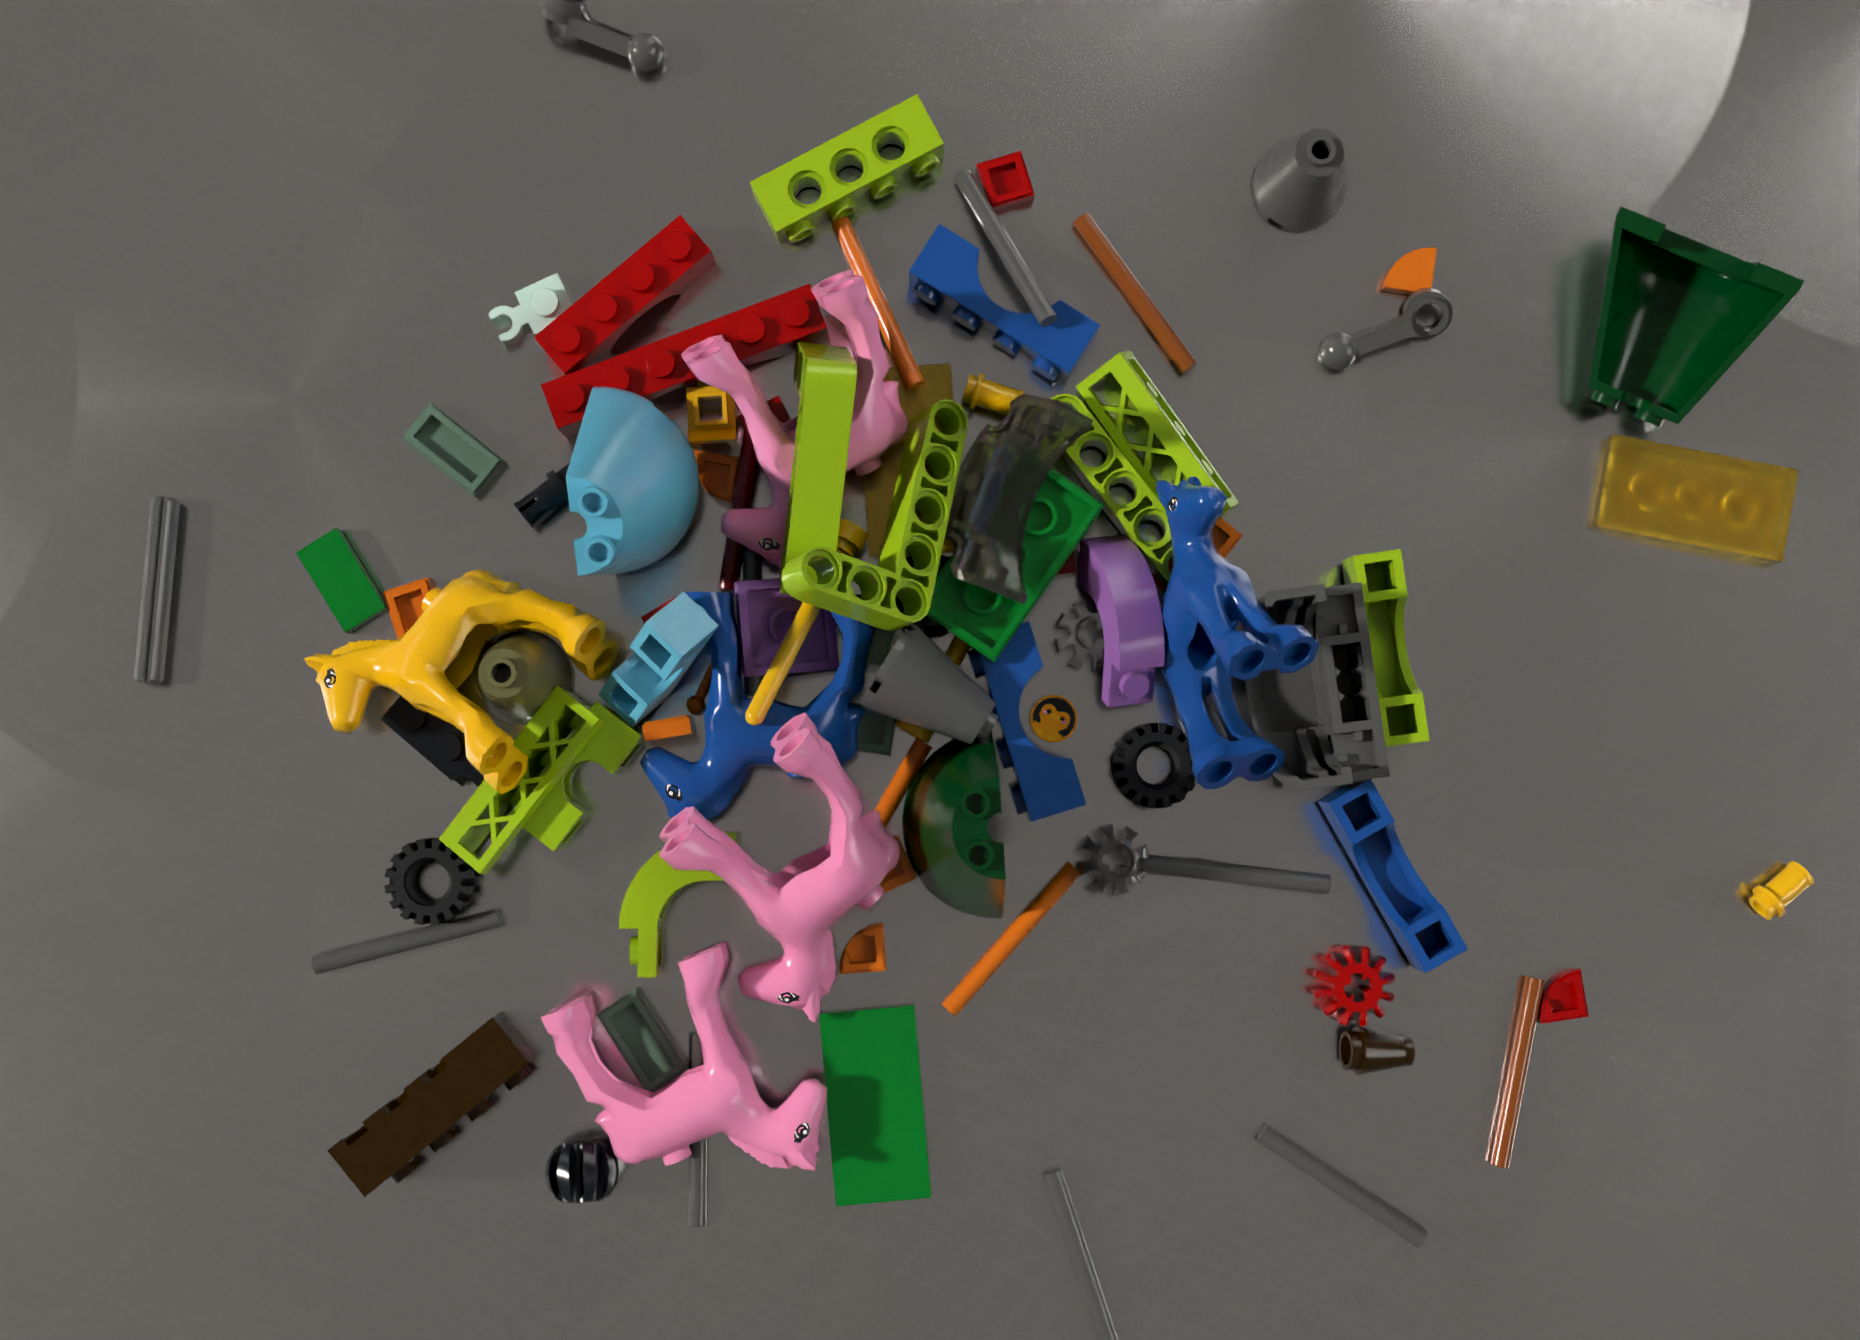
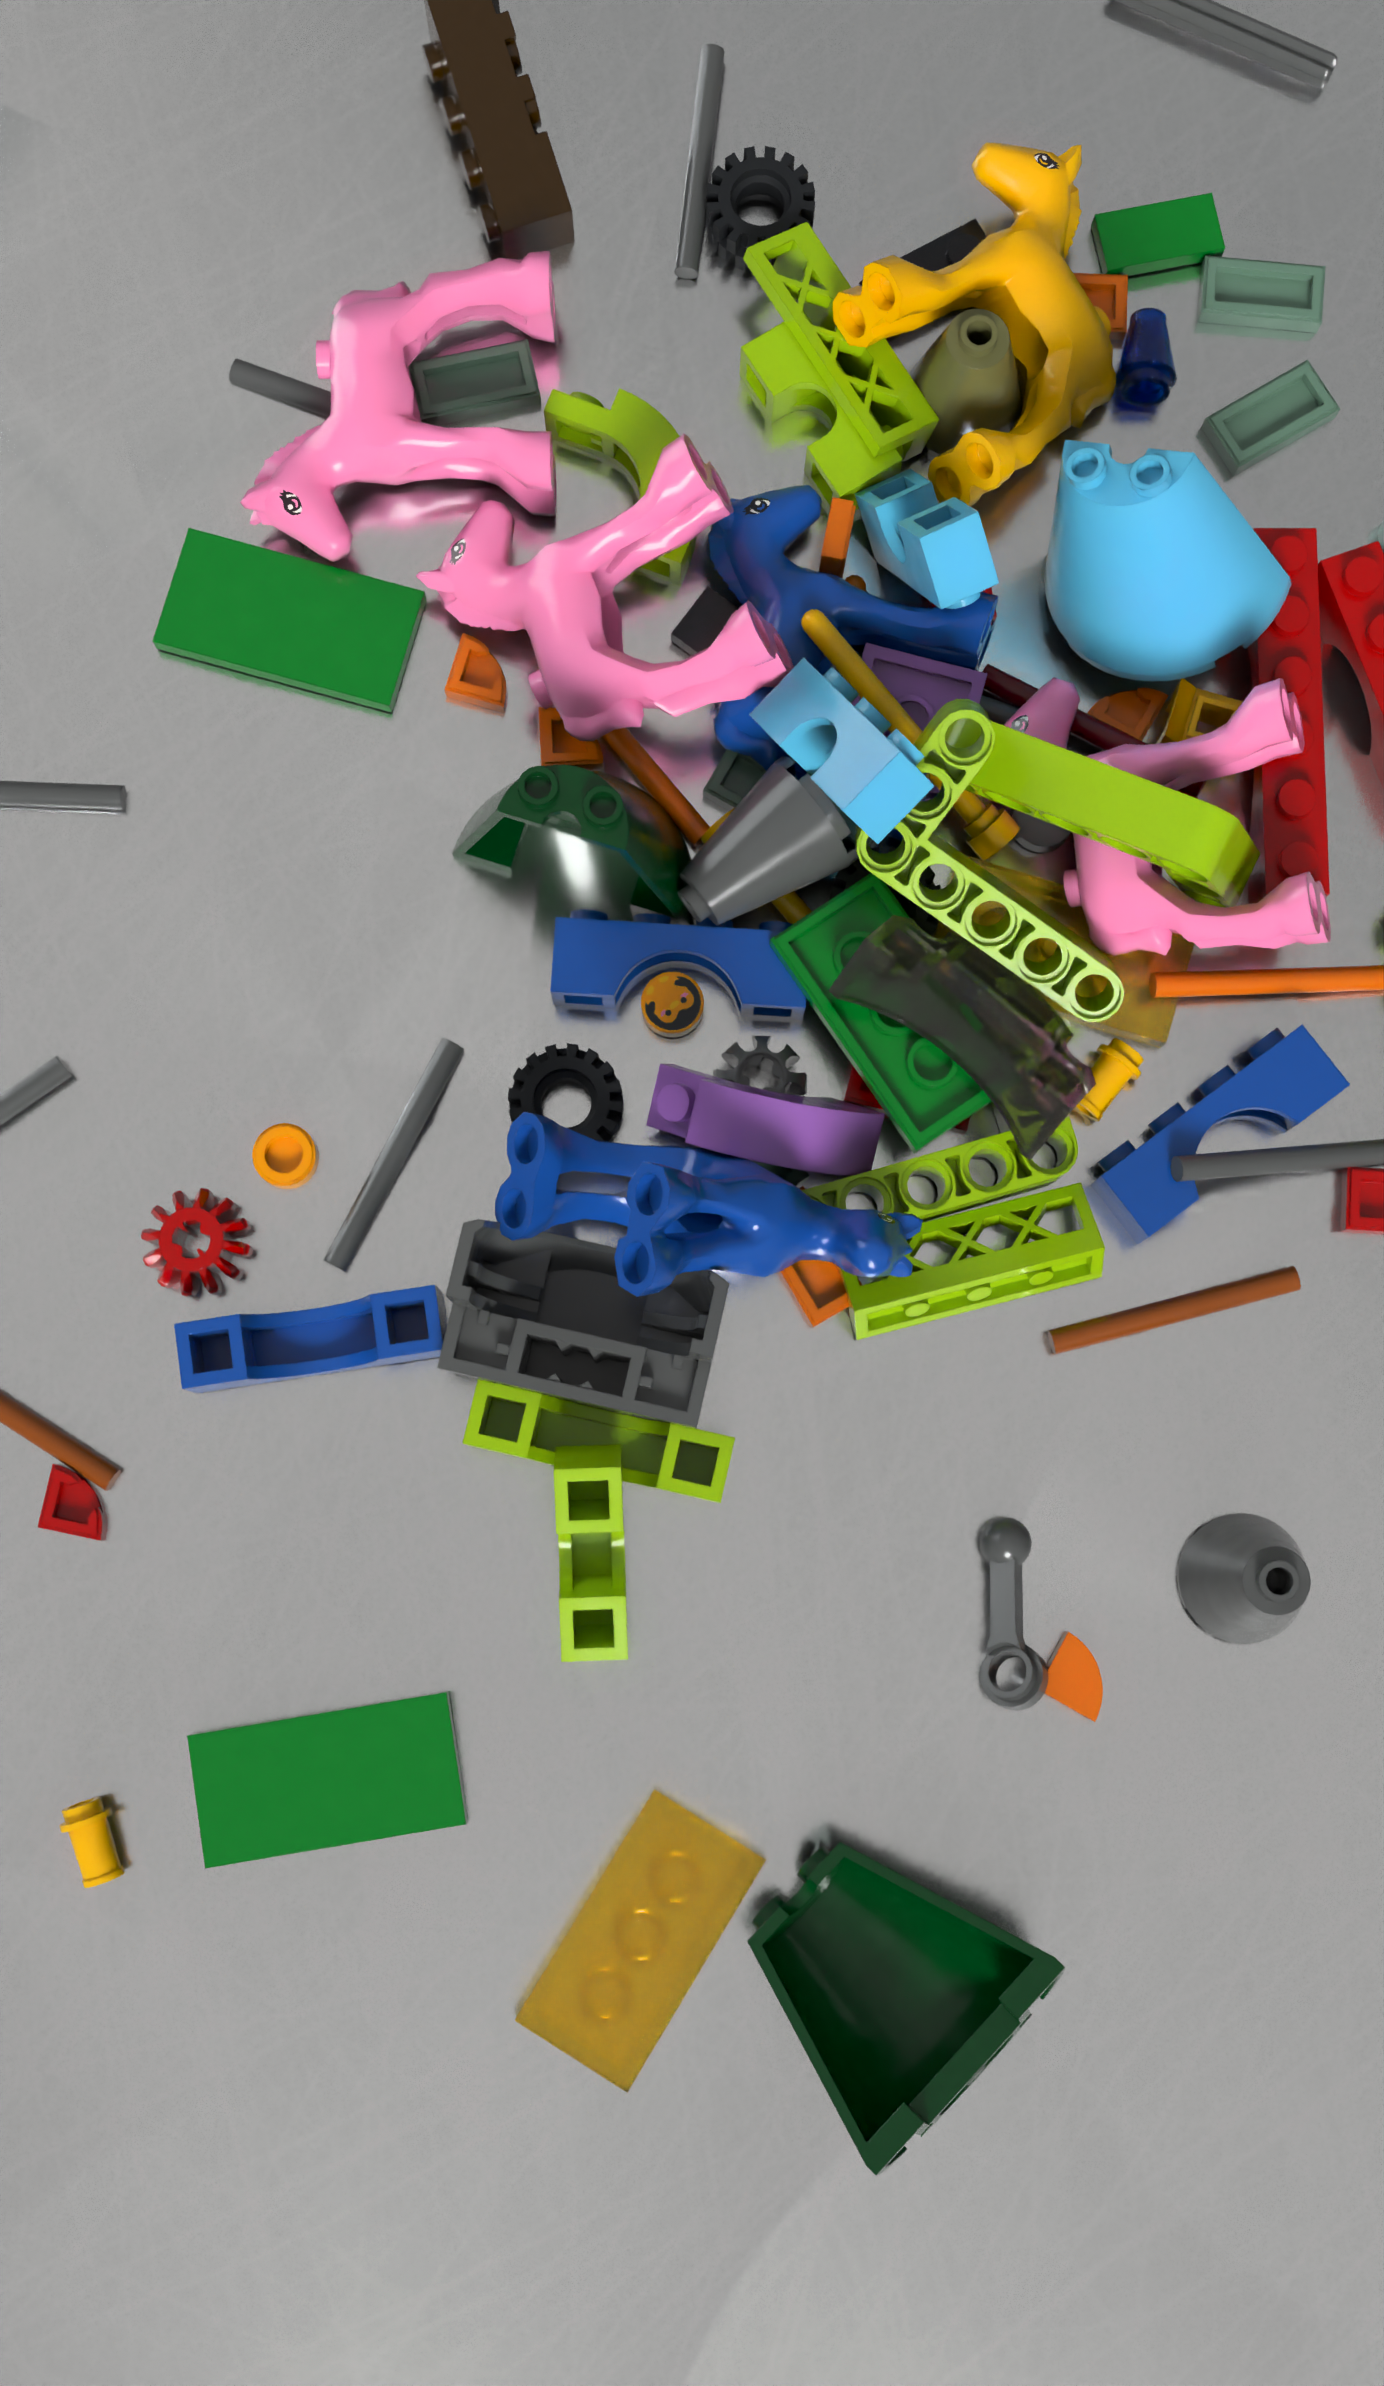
camera: 110 degrees right, 5 degrees down
(359, 490) = (1261, 294): none -> sand green tile
(445, 554) = (1146, 360): none -> clear blue cone
(581, 1171) = (349, 250): black piece -> none
(767, 793) = (703, 622): none -> black tile
(871, 625) = (844, 747): none -> medium azure arch
(1011, 939) = (423, 854): orange bar -> none
(1120, 872) = (465, 988): dark grey piece -> none
(1265, 949) = (285, 1156): none -> light orange tile
(1374, 1050) = (105, 1240): dark brown cone -> none
(1465, 625) = (591, 1552): none -> lime arch
(1676, 749) = (327, 1779): none -> green tile

